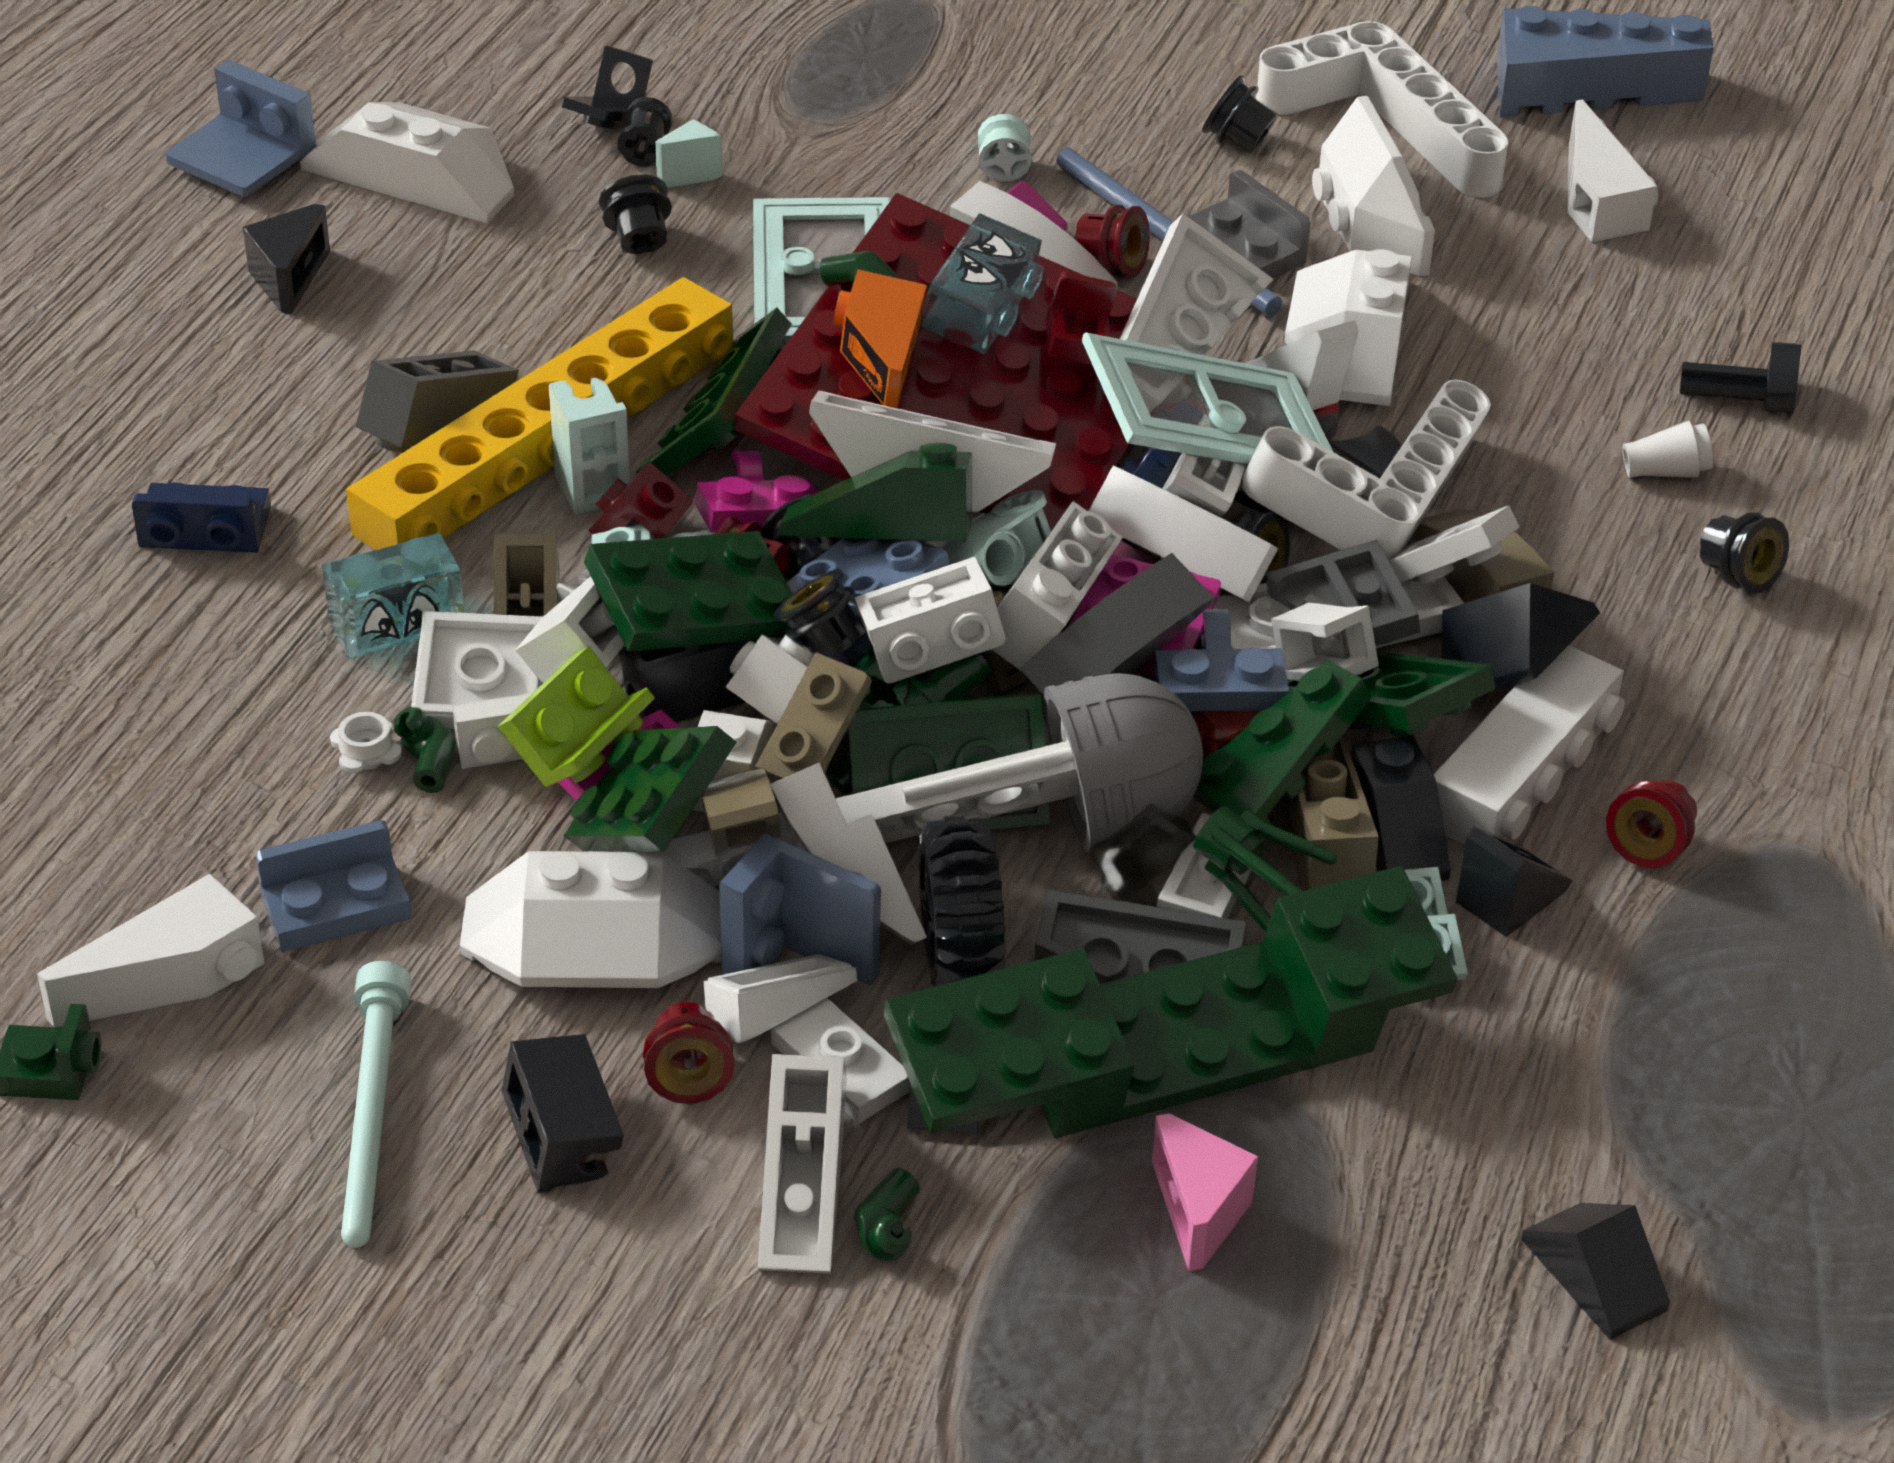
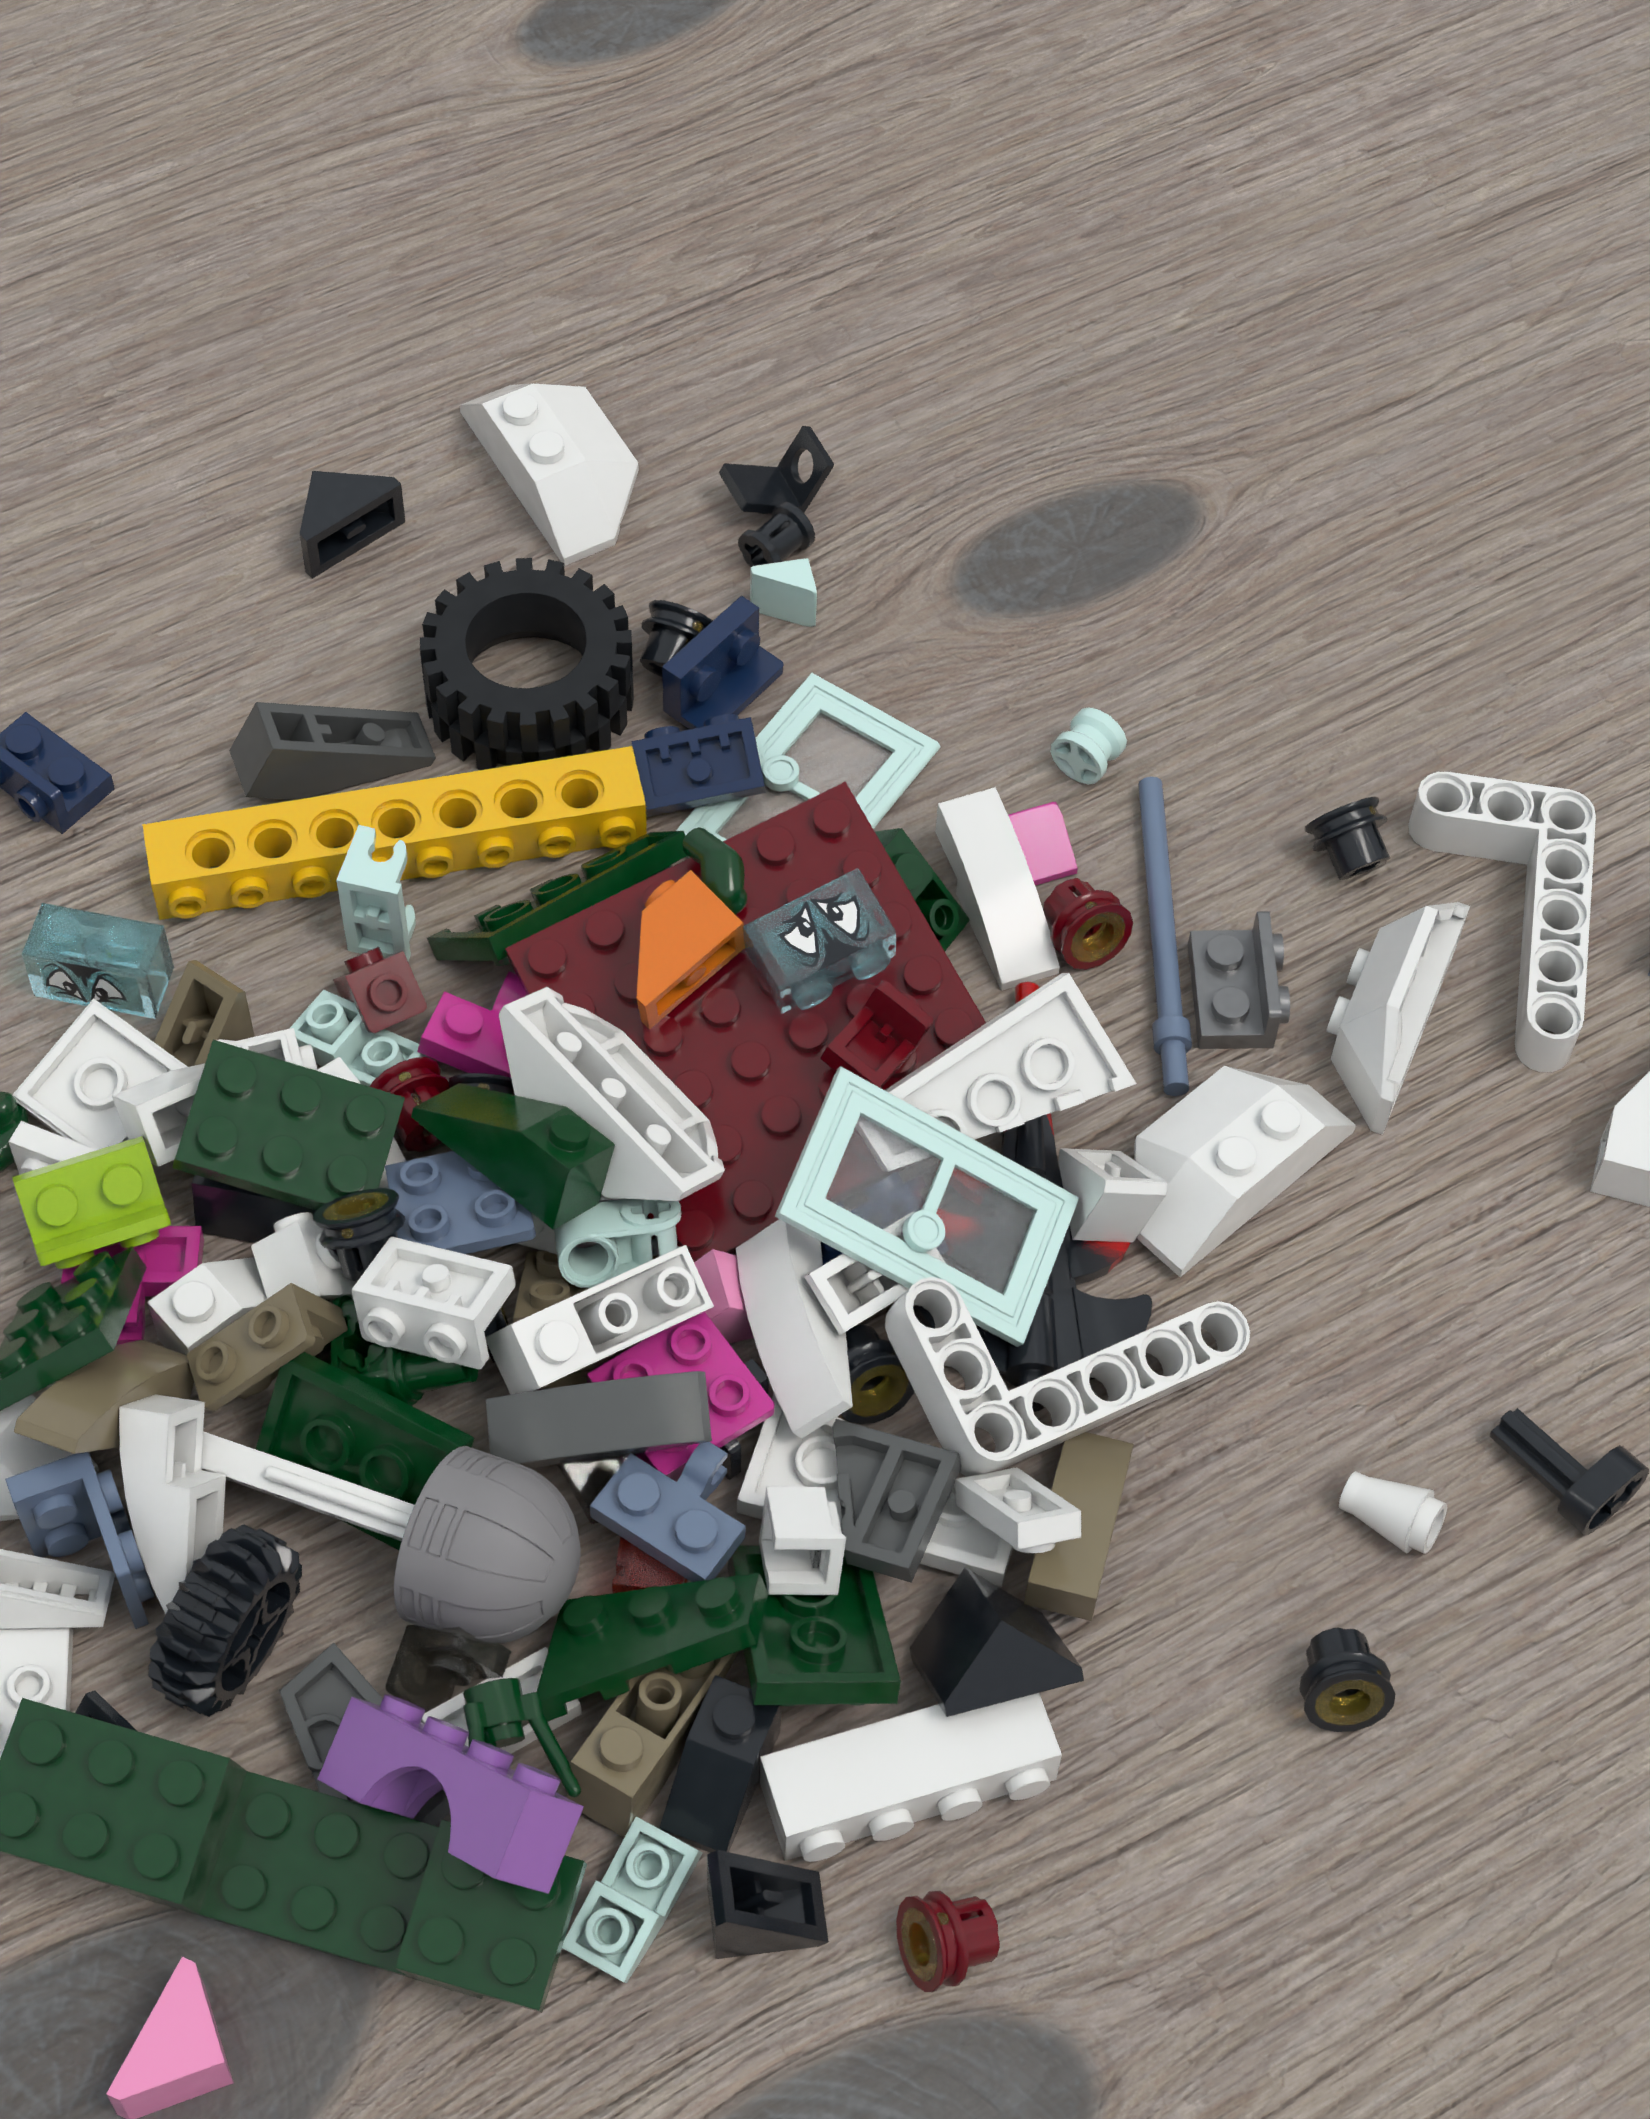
camera: 35 degrees right, 15 degrees up
(255, 137) = (424, 359): sand blue bracket -> none
(541, 312) = (527, 723): none -> black tyre
(693, 221) = (719, 668): none -> dark blue bracket
(746, 267) = (698, 764): none -> dark blue bracket
(1192, 897) = (500, 1817): none -> medium lavender arch

